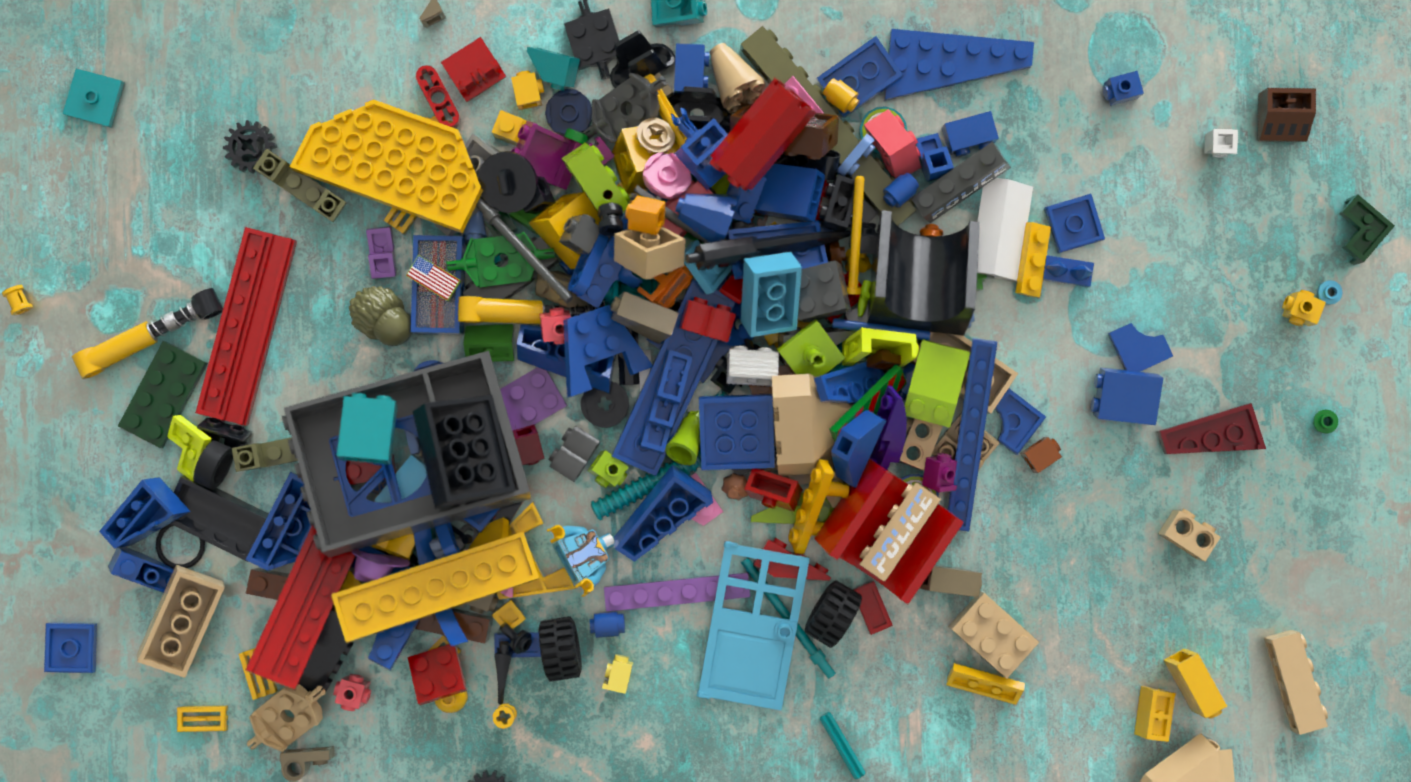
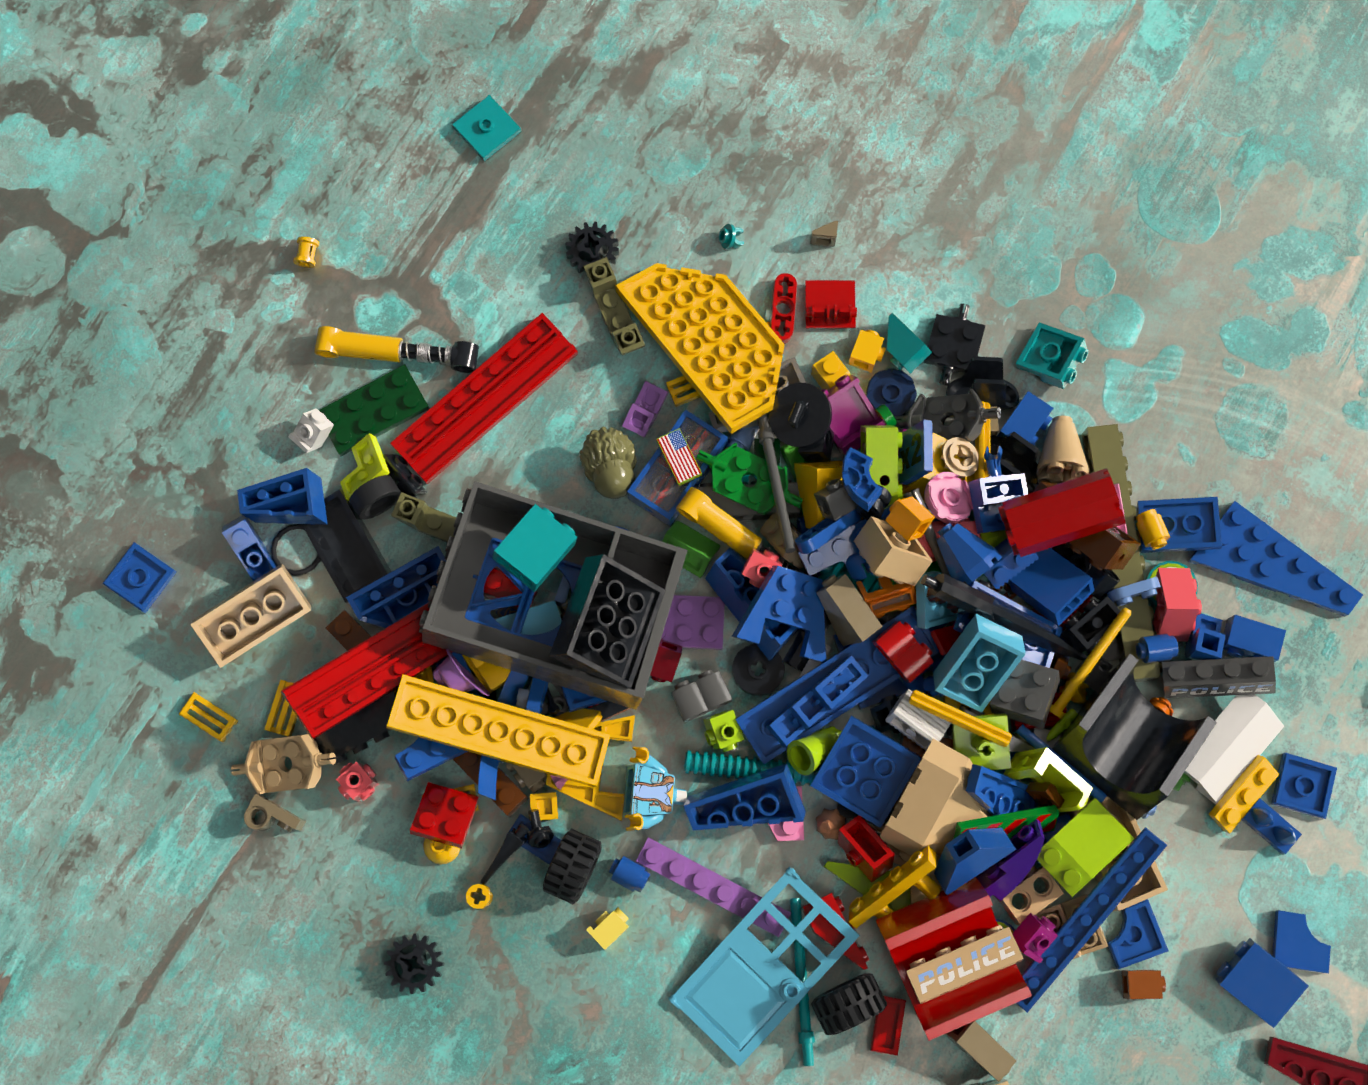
camera: 35 degrees right, 10 degrees down
(125, 444) = (311, 431): none -> white brick
(354, 66) = (728, 235): none -> teal plate
(586, 210) = (858, 479): none -> blue tile
(618, 154) = (916, 452): none -> blue tile
(782, 347) = (960, 718): none -> yellow axle

